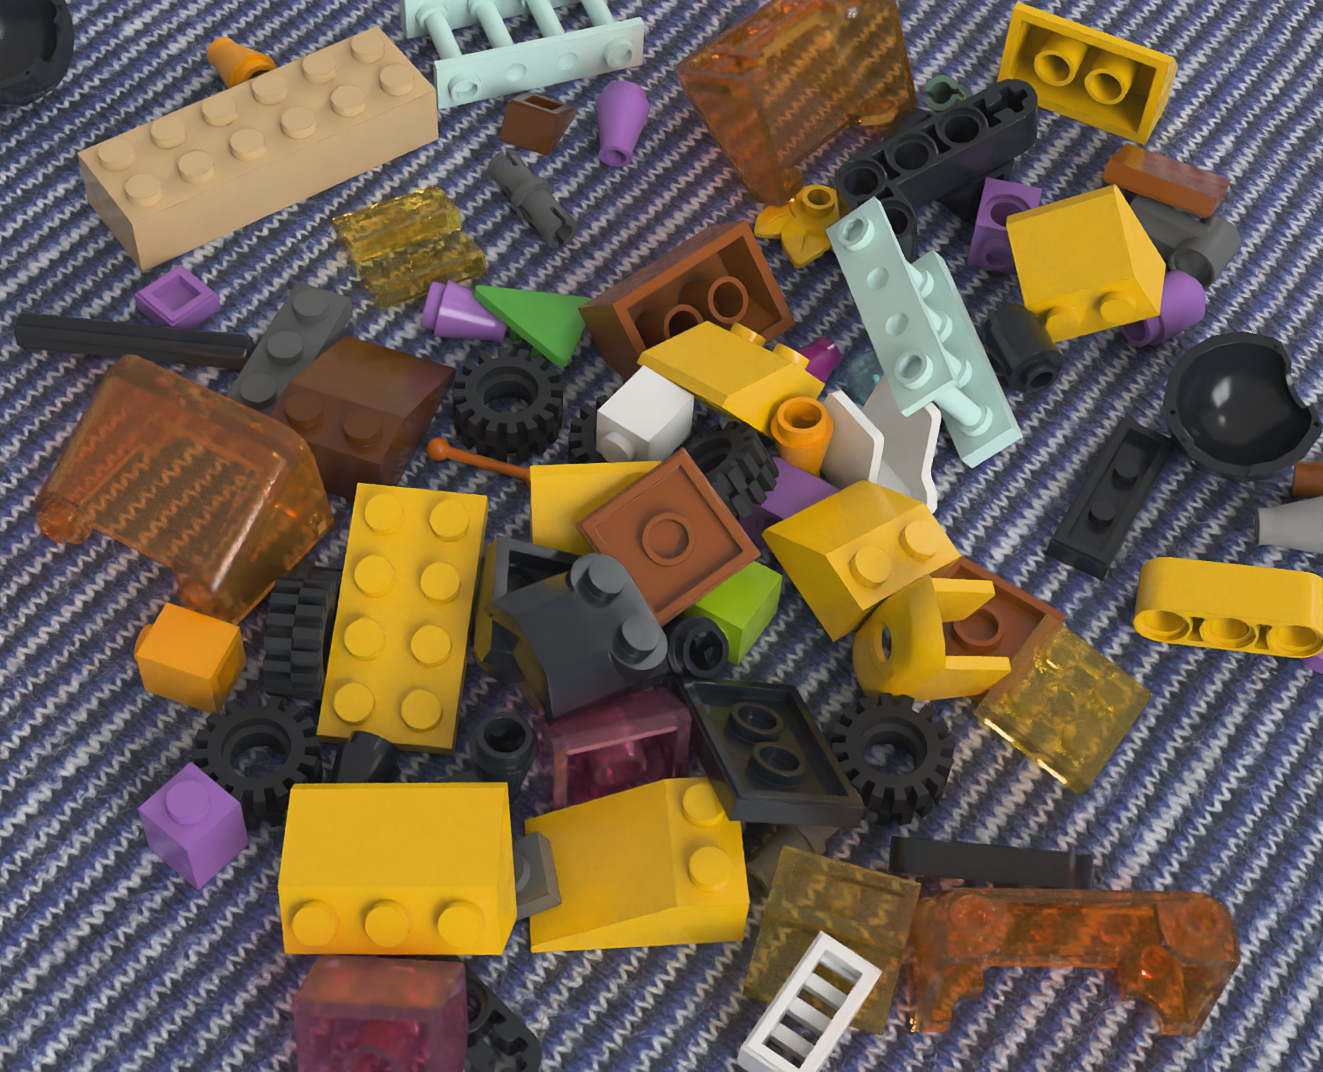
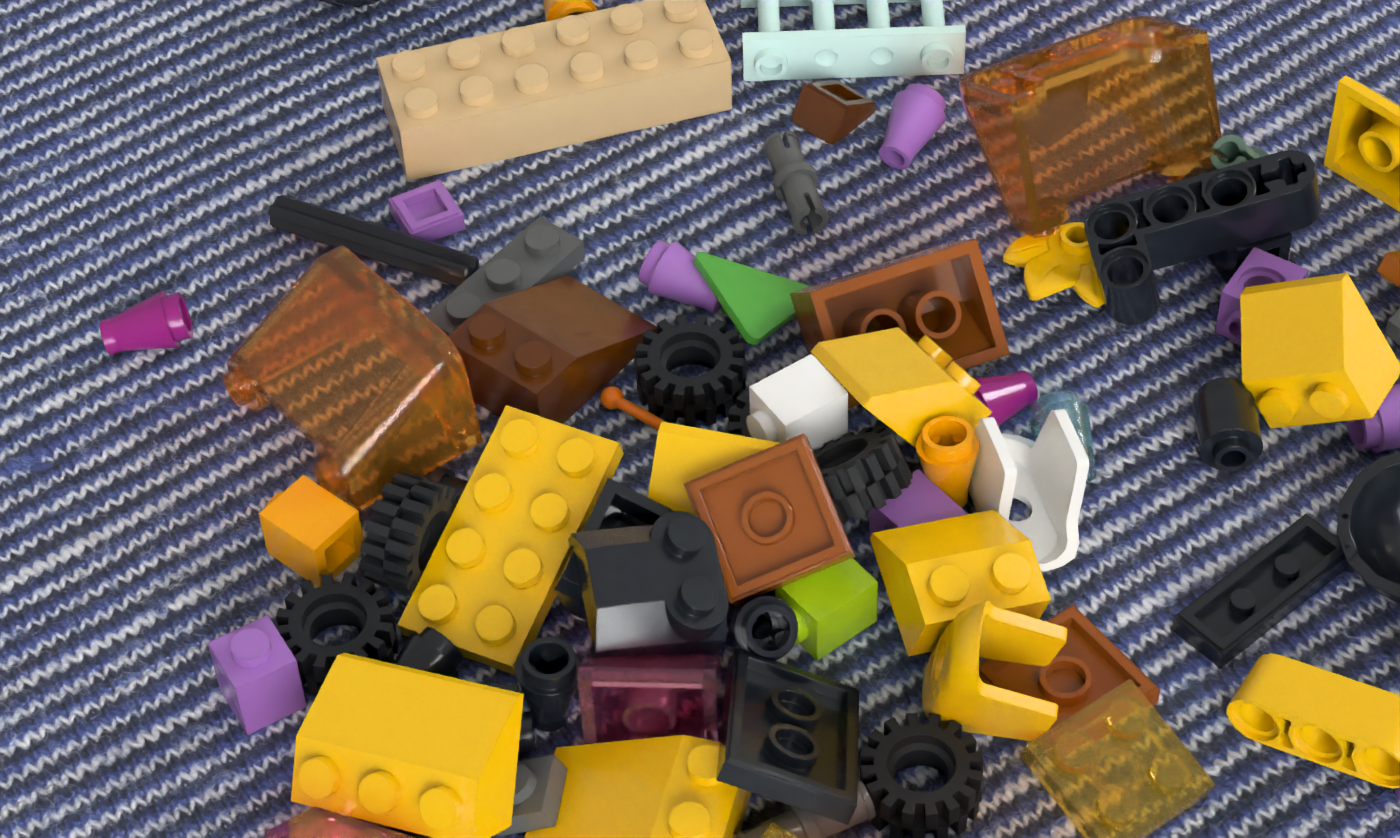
camera: 25 degrees right, 5 degrees down
(408, 245) = (660, 201): clear yellow slope -> none
(923, 334) = (1148, 393): light aqua fence -> none

